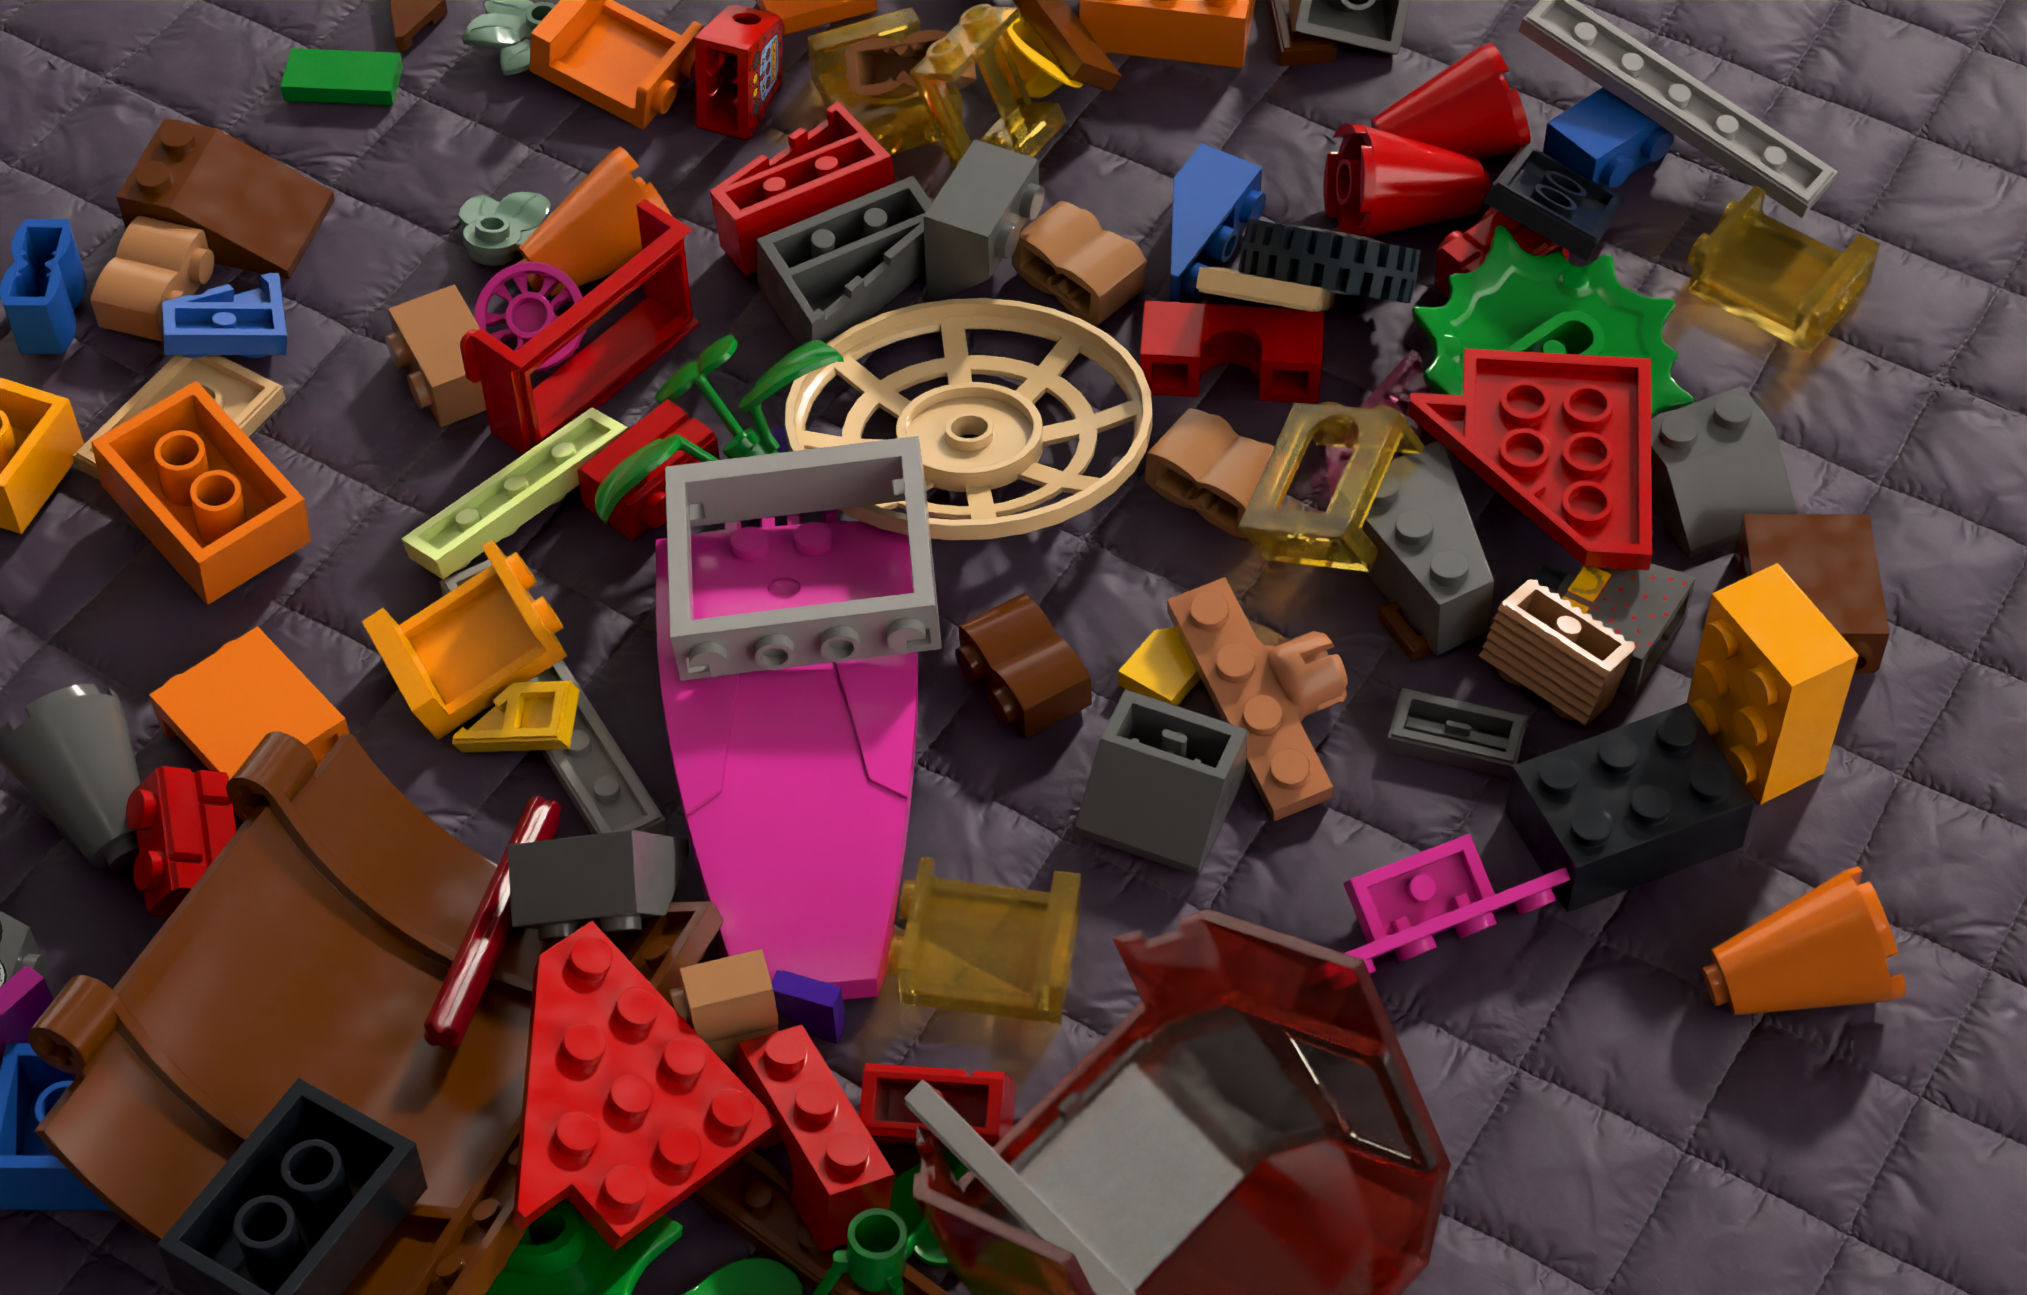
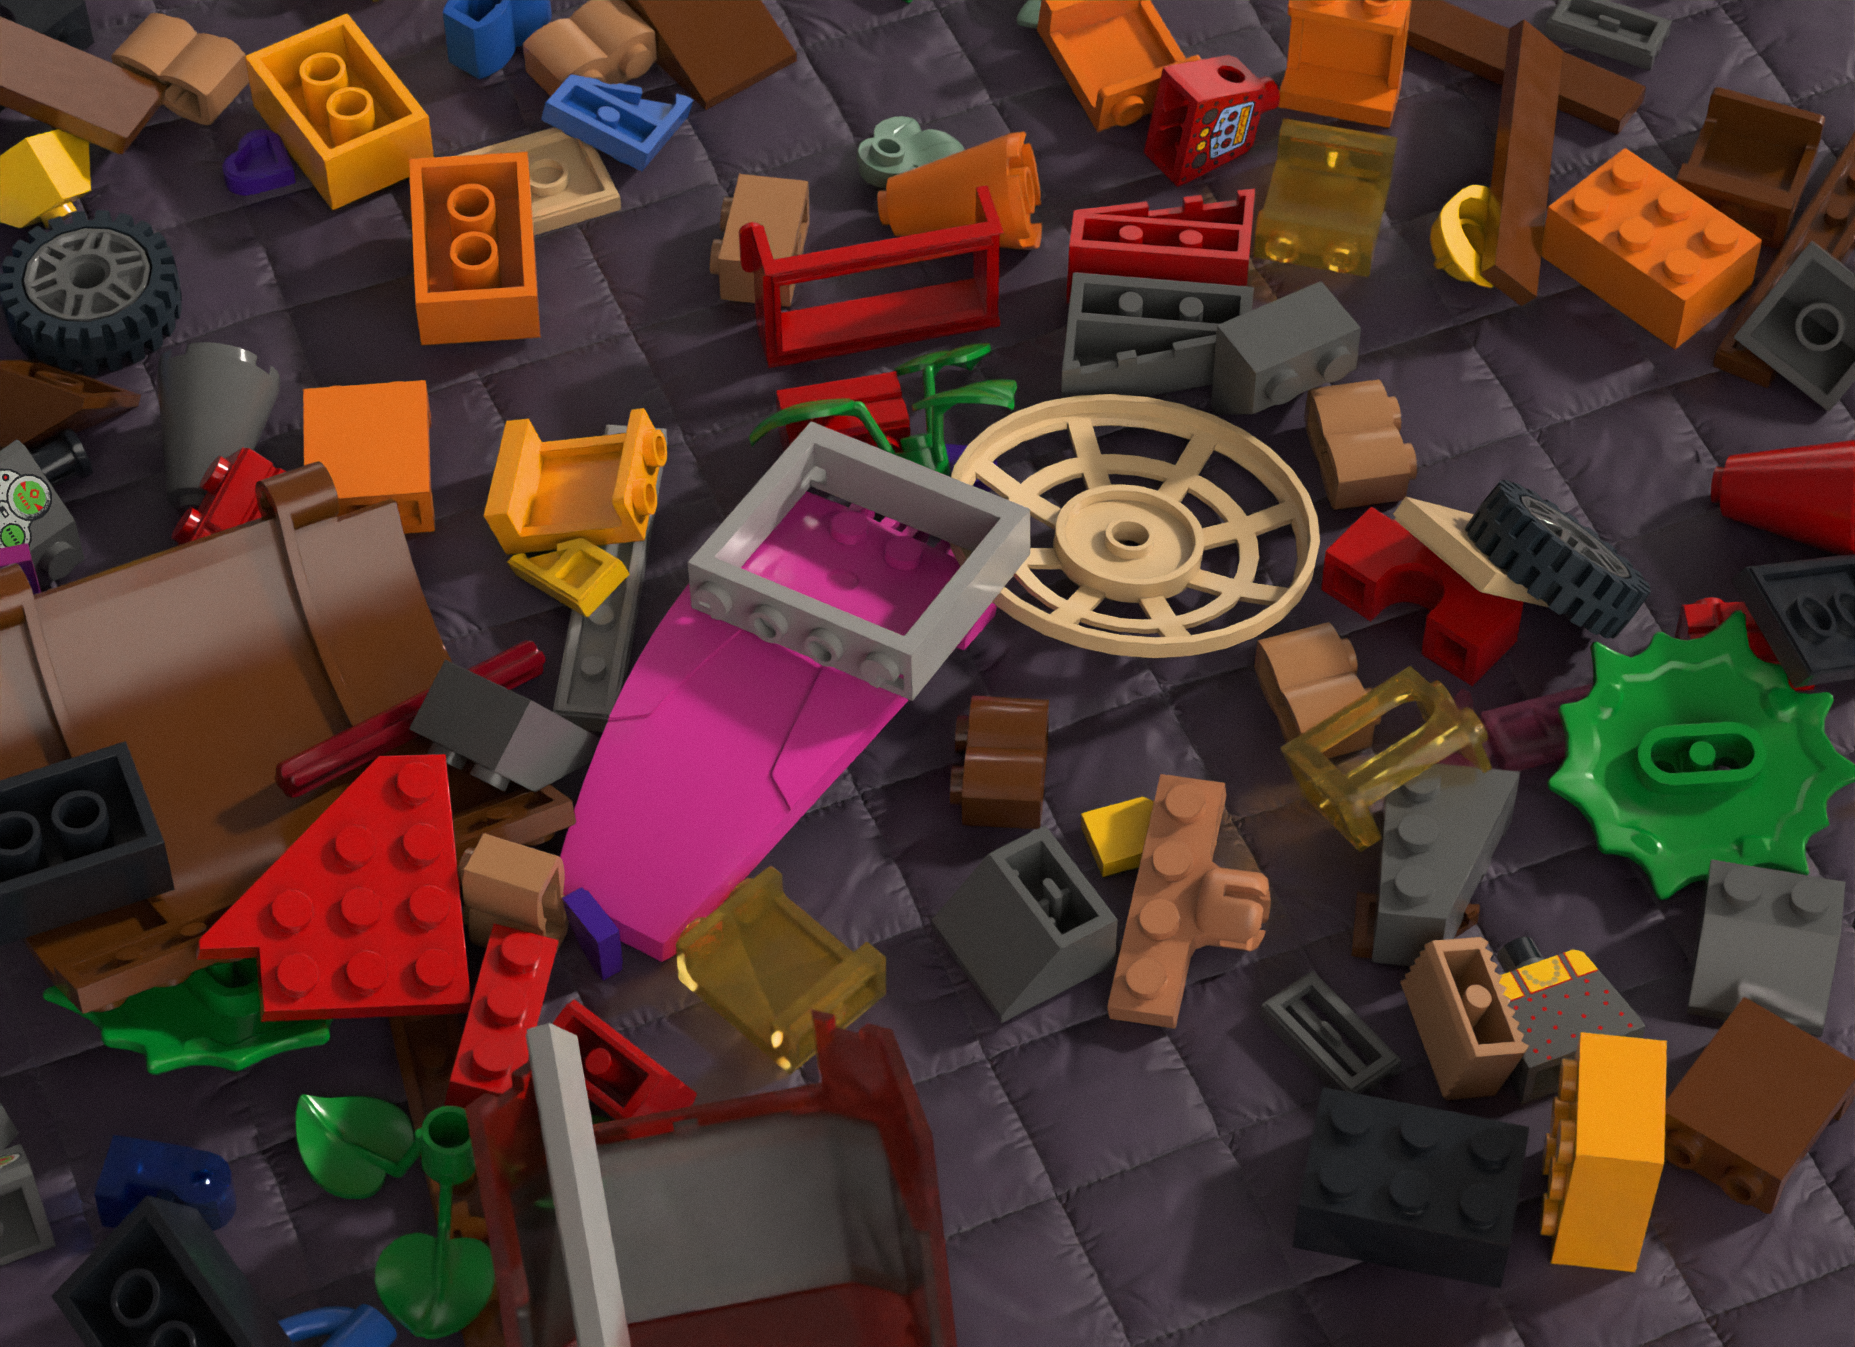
camera: 35 degrees right, 0 degrees up
(510, 496) = (717, 385): yellowish green plate -> none
(528, 311) = (853, 232): dark pink wheel -> none
(883, 65) = (1347, 189): medium nougat brick -> none
(979, 38) = (1402, 303): clear yellow panel -> none
(1209, 212) = (1516, 444): blue slope -> none
(1398, 183) = (1702, 525): red cone -> none
(1432, 893) = (1164, 1155): dark pink bracket -> none
(1559, 443) = (1617, 836): red wing -> none

